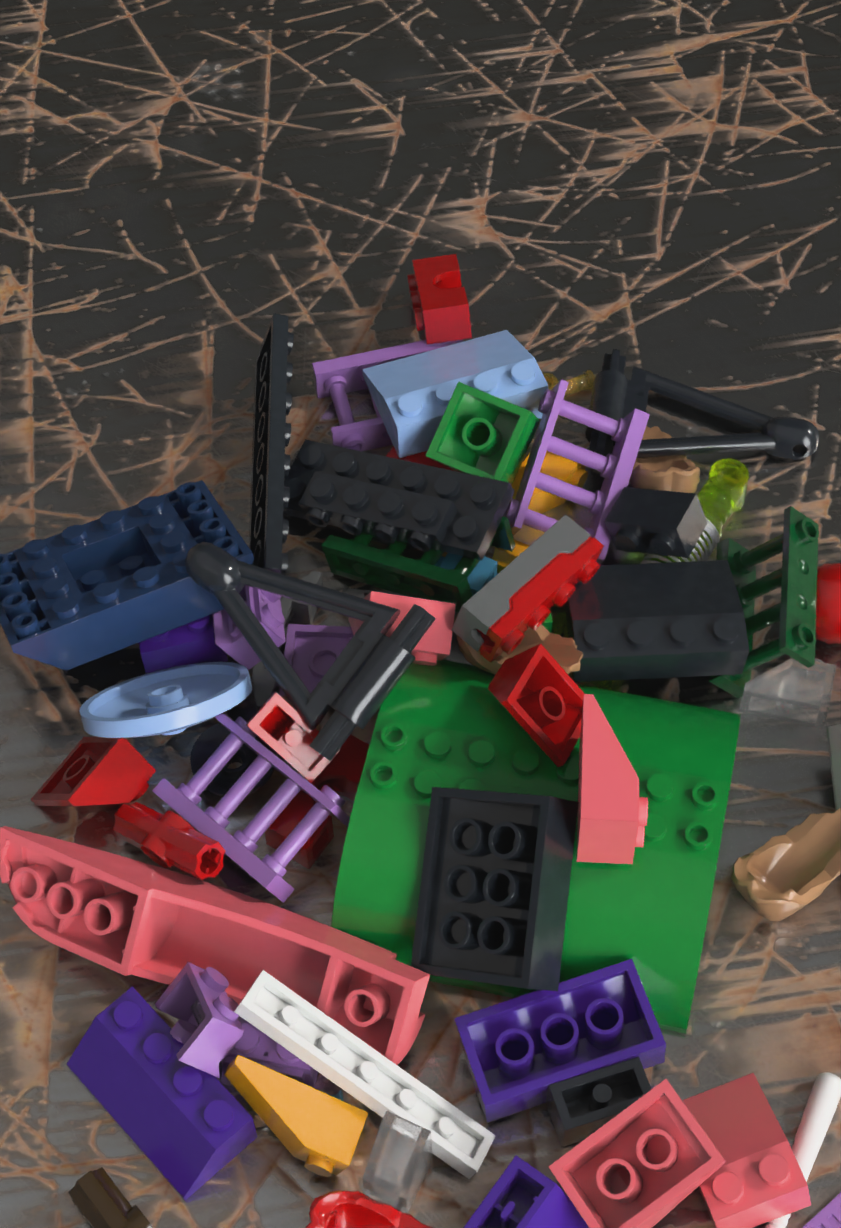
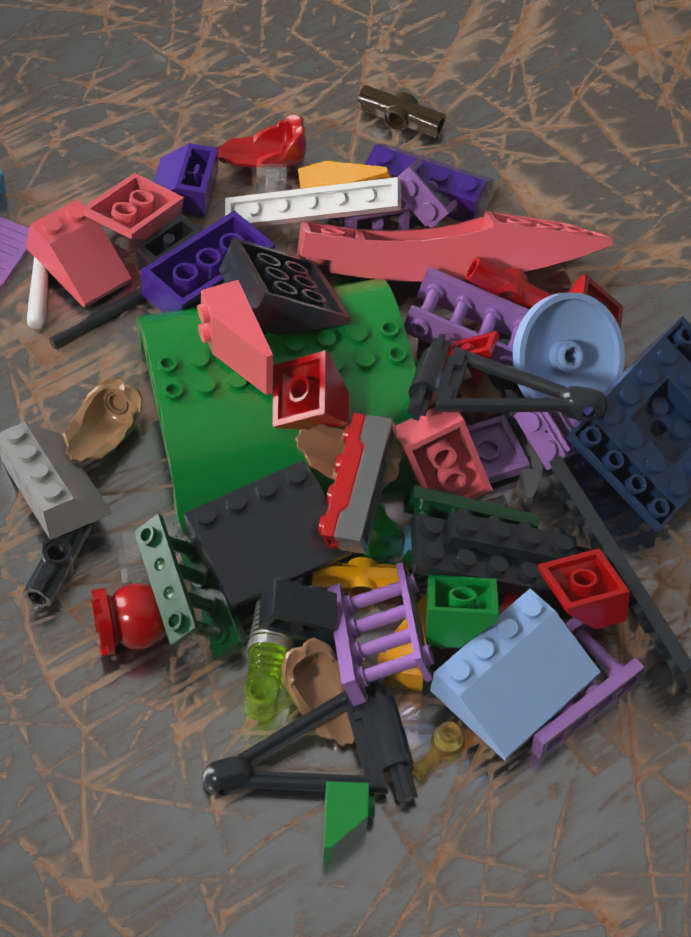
camera: 150 degrees right, 0 degrees up
(332, 422) = (588, 588): none -> red slope
(439, 299) = (597, 792): red arch -> none
(690, 353) = (345, 815): none -> green slope
(733, 1059) = (96, 318): none -> black bar

